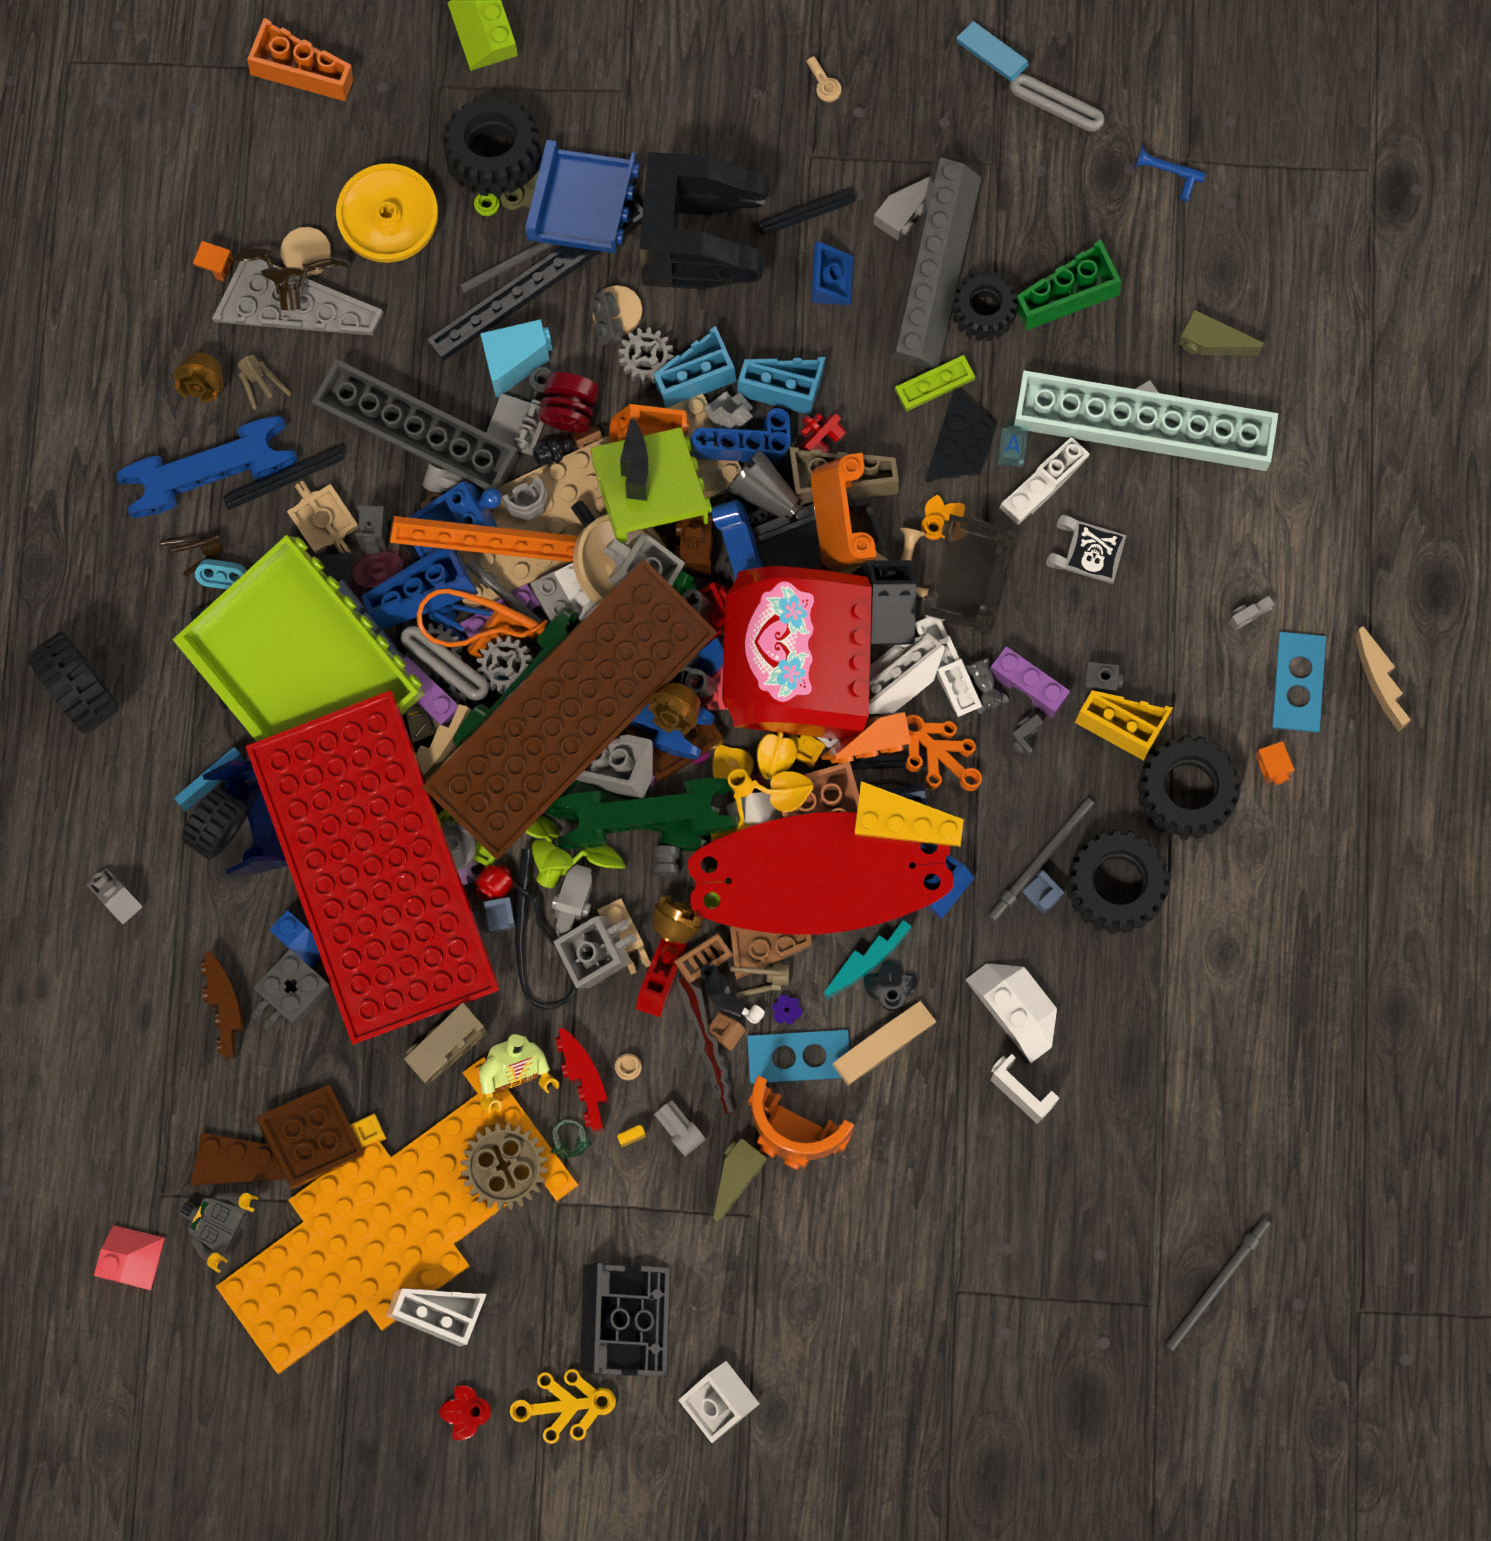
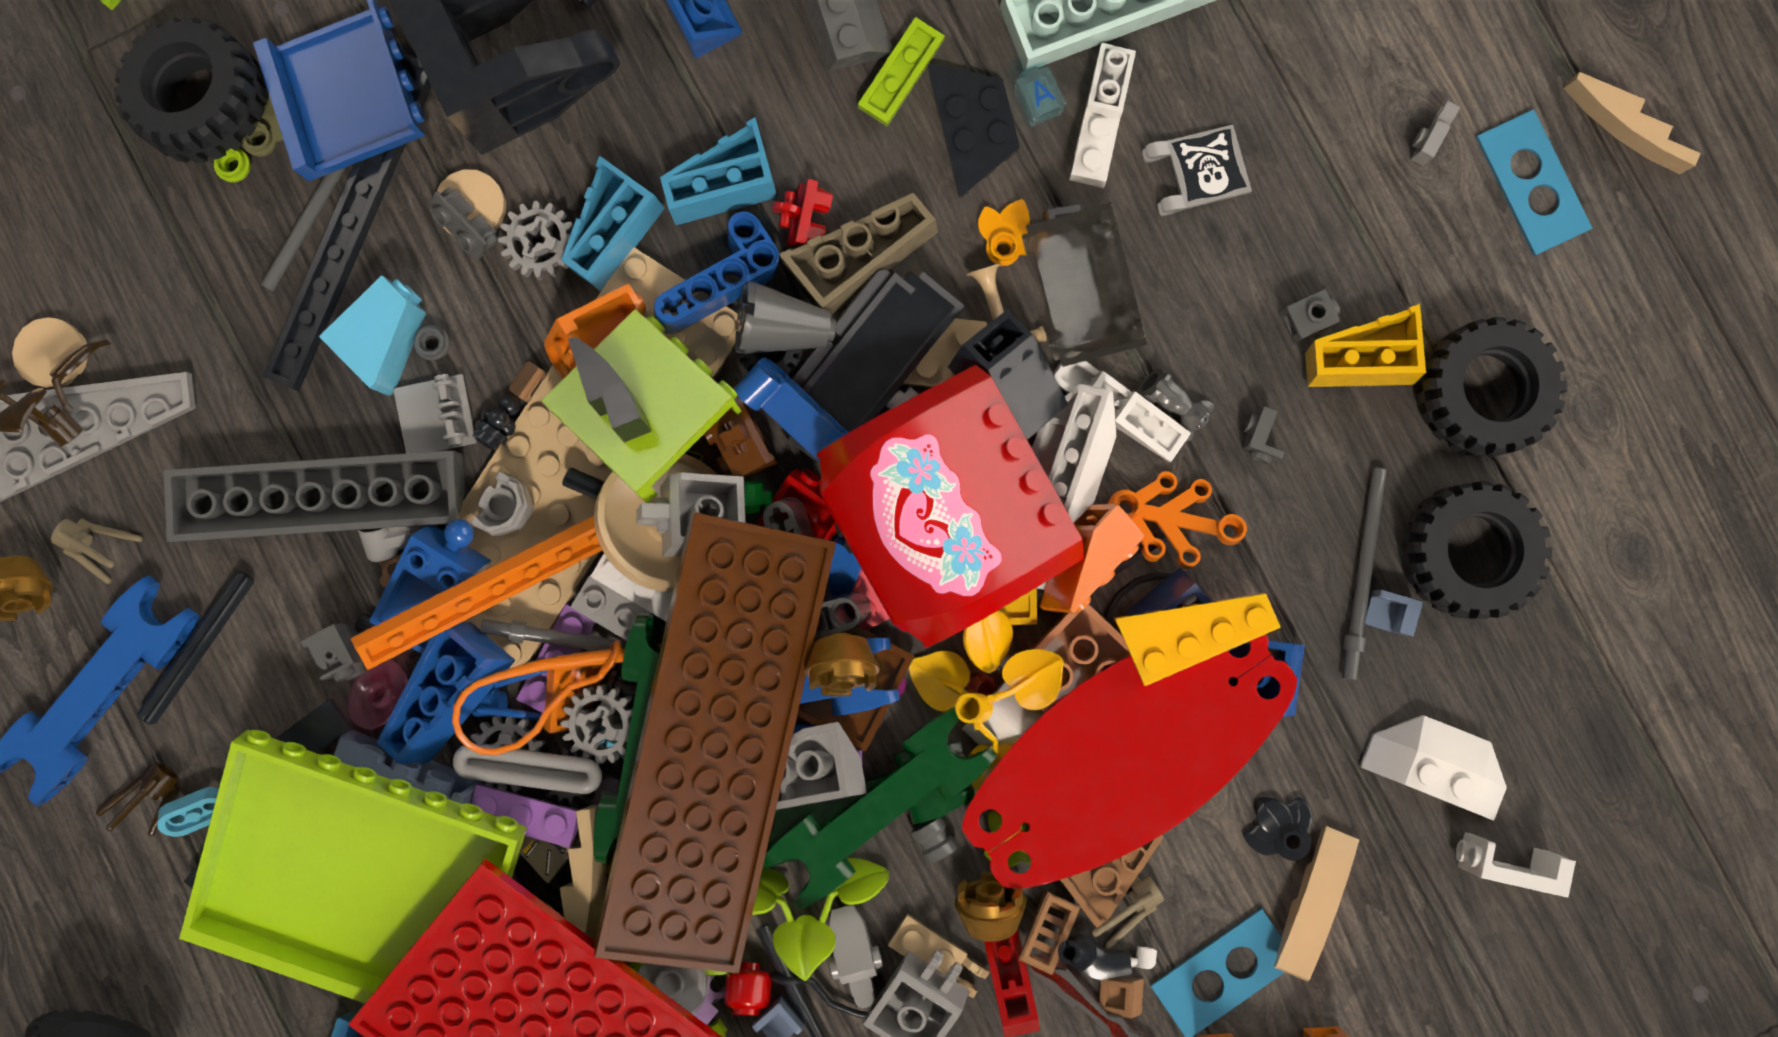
camera: 35 degrees left, 10 degrees up
(322, 518) = (272, 671): tan plate -> none
(387, 213) = (115, 248): yellow dish -> none
(568, 402) = (478, 349): dark red wheel -> none
(729, 411) = (679, 251): light grey hair -> none
(784, 1002) = (1176, 939): dark purple plant -> none
(836, 541) = (886, 309): orange windscreen -> none
(860, 966) = (1234, 830): teal slope -> none
(1039, 687) = (1230, 369): medium lavender arch -> none
(1275, 763) = (1568, 298): orange brick -> none

